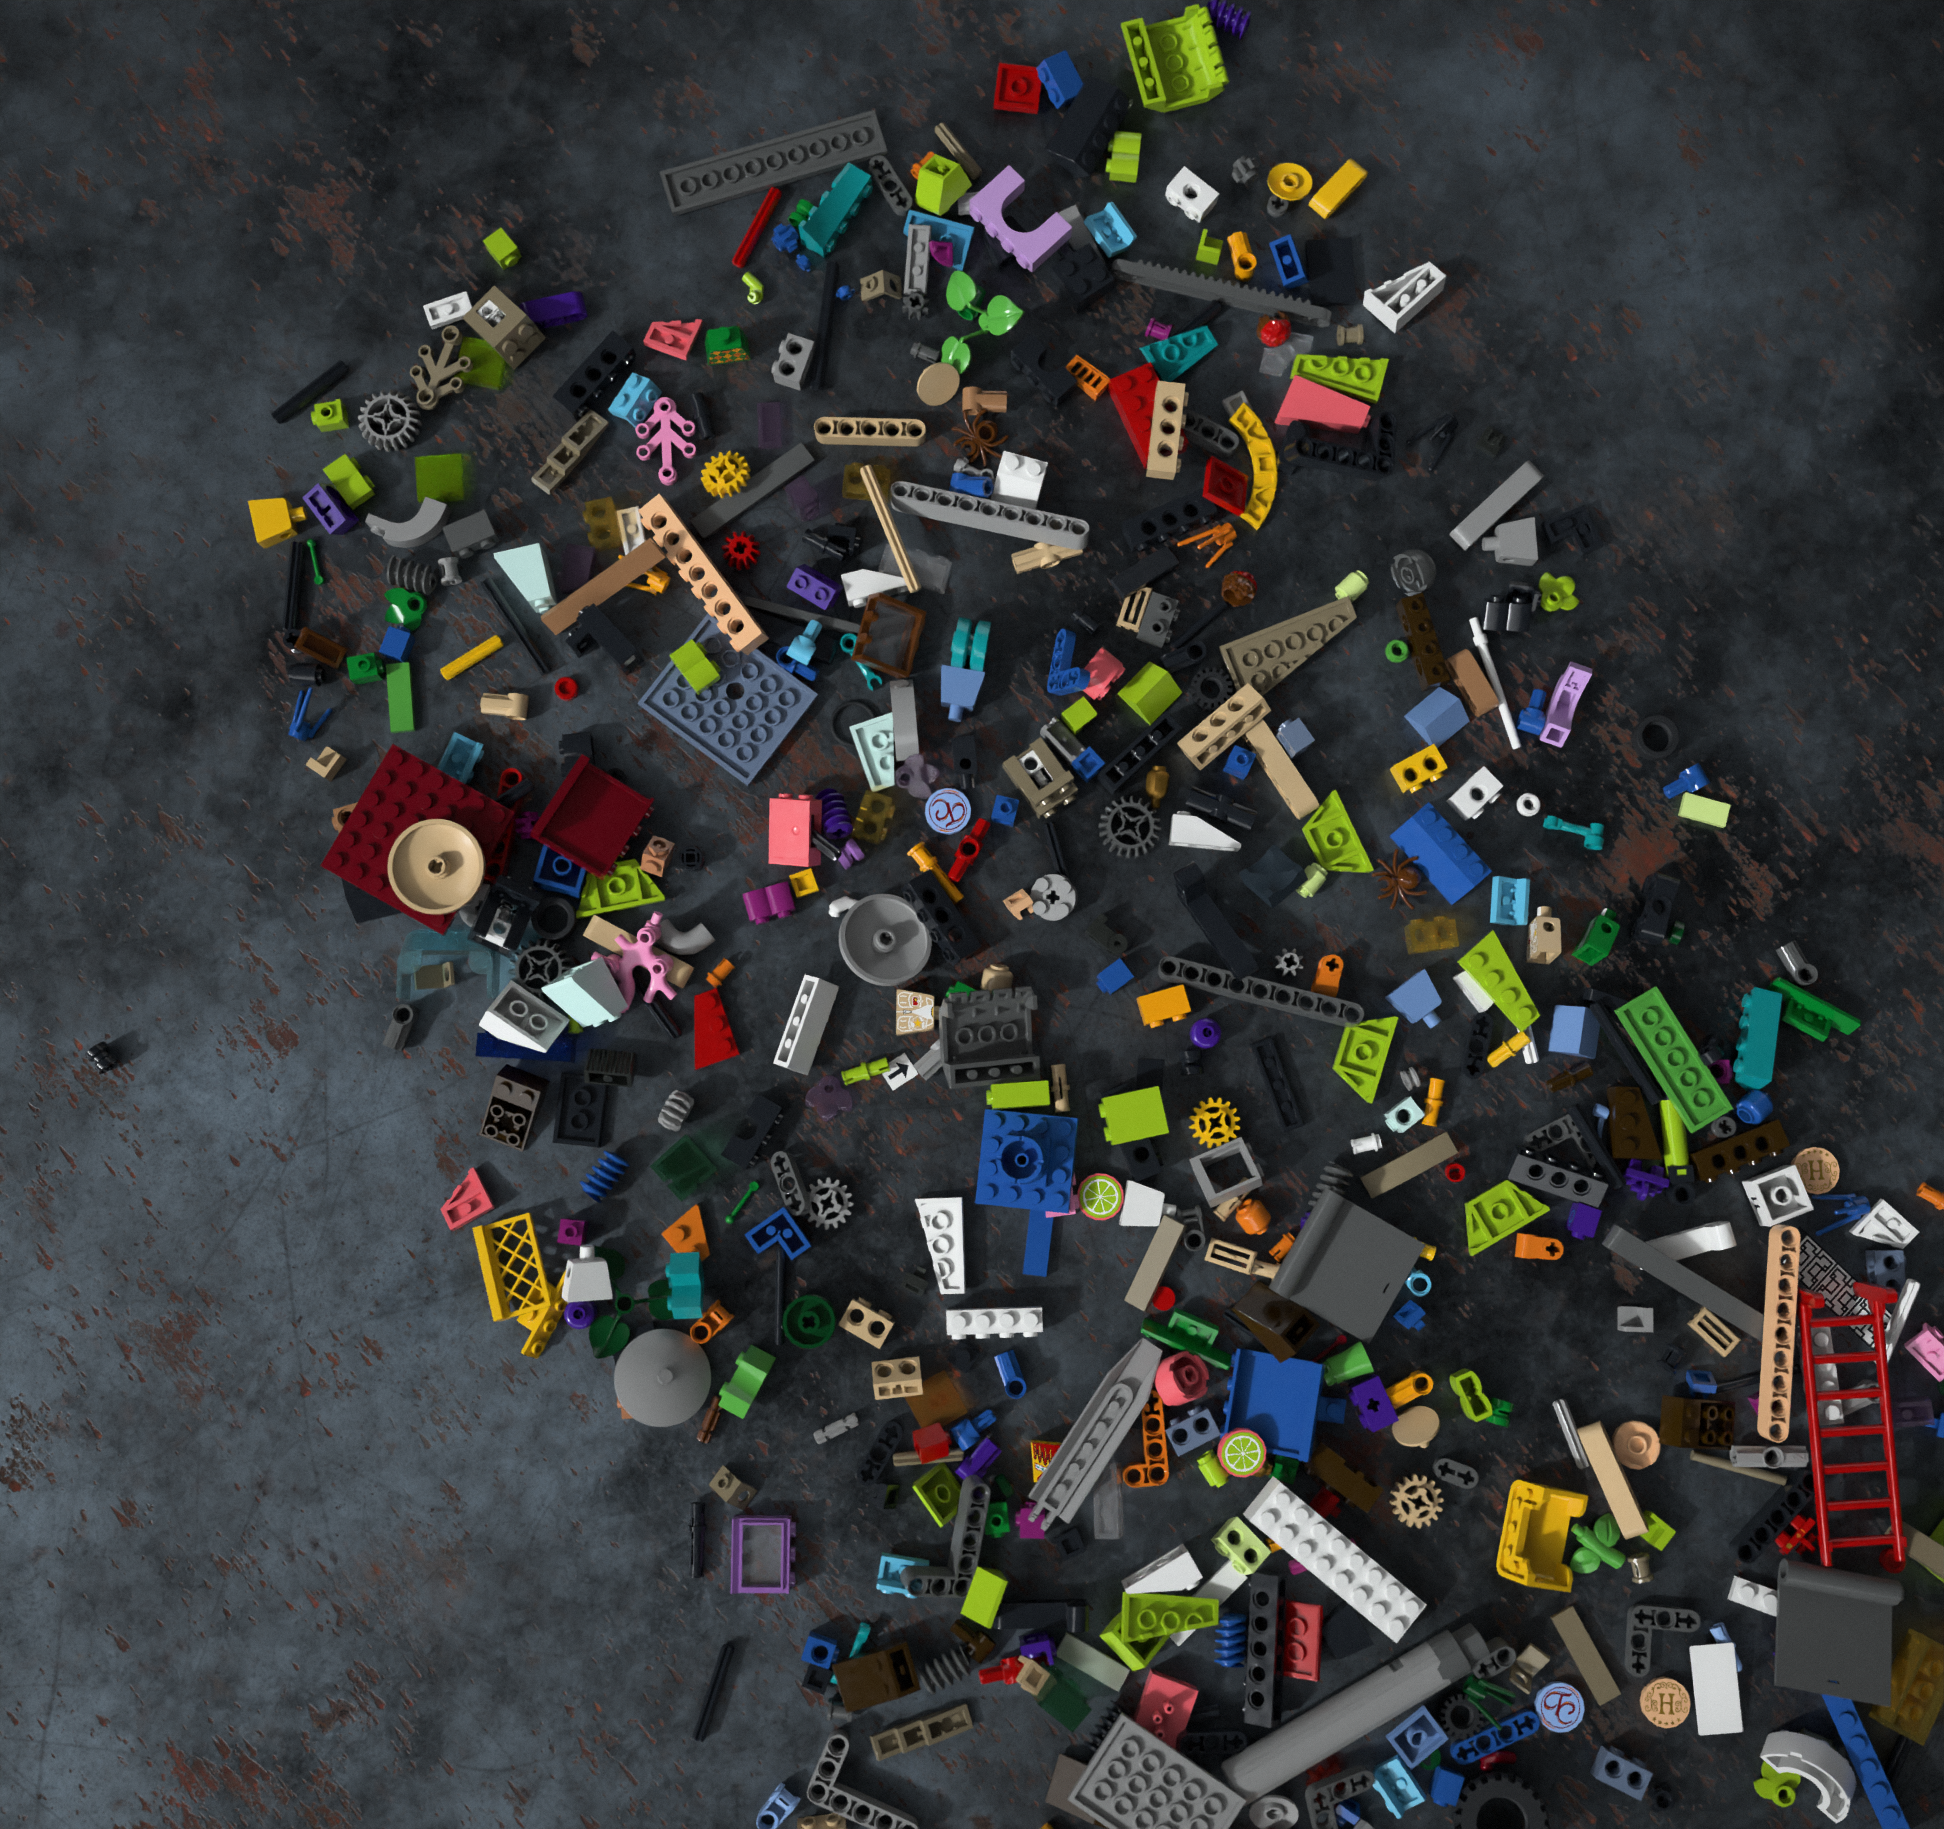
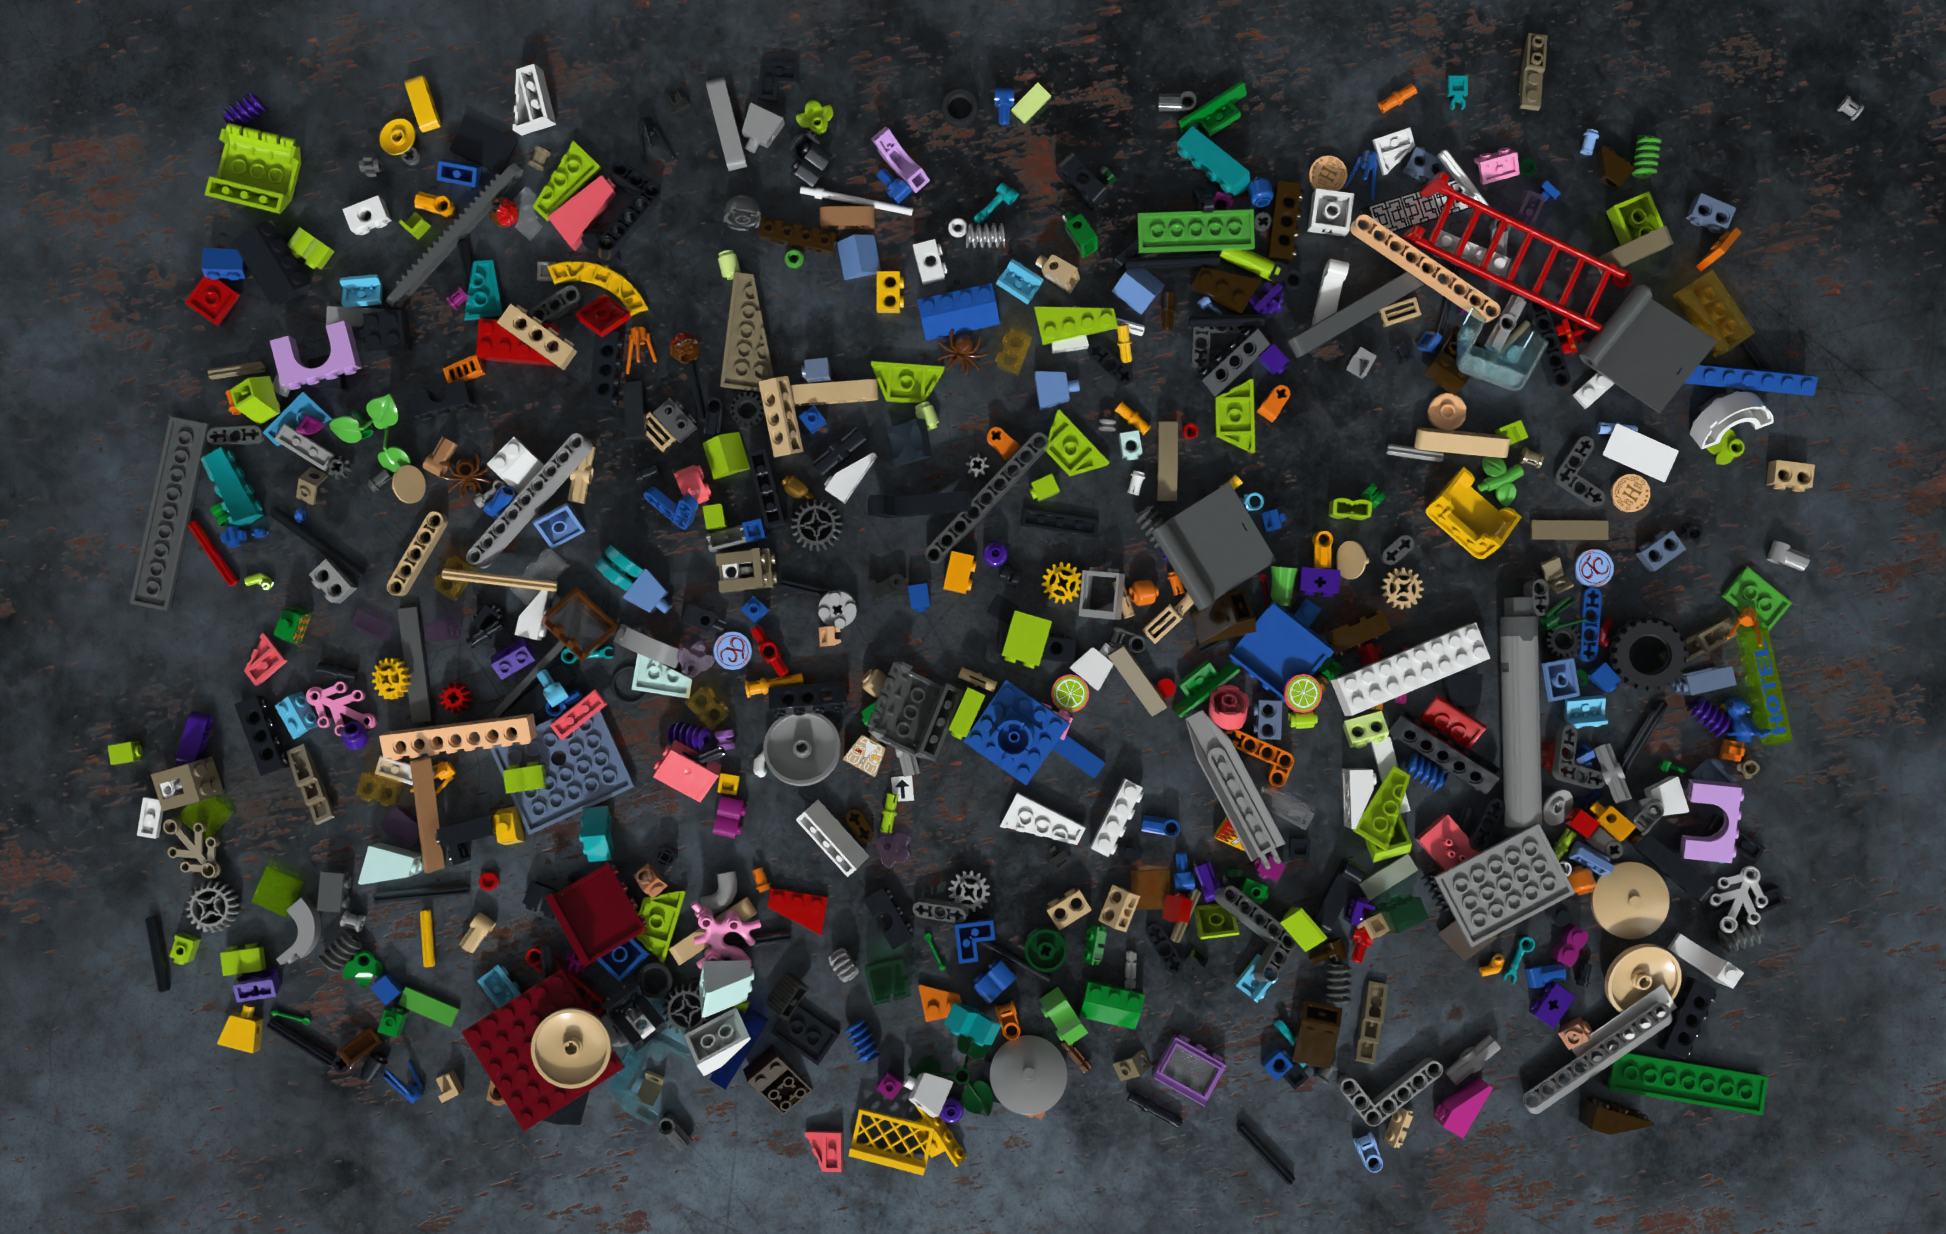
camera: 55 degrees left, 5 degrees up
(635, 677) = (508, 826): none -> yellow torso
(645, 469) = (354, 735): none -> dark purple head
(676, 772) = (596, 834): none -> teal brick
(744, 1283) = (994, 980): none -> blue brick
(787, 1428) = (1111, 1004): none -> green slope
(792, 686) = (578, 714): none -> coral tile
(831, 1375) = (1092, 953): none -> green hinge
(839, 1050) = (863, 822): none -> dark brown beam
(980, 559) = (559, 525): none -> medium blue slope
(1305, 1047) = (1044, 488): none -> lime brick
(1537, 837) = (985, 235): none -> light grey piece
(1719, 1488) = (1504, 371): none -> clear light blue windscreen

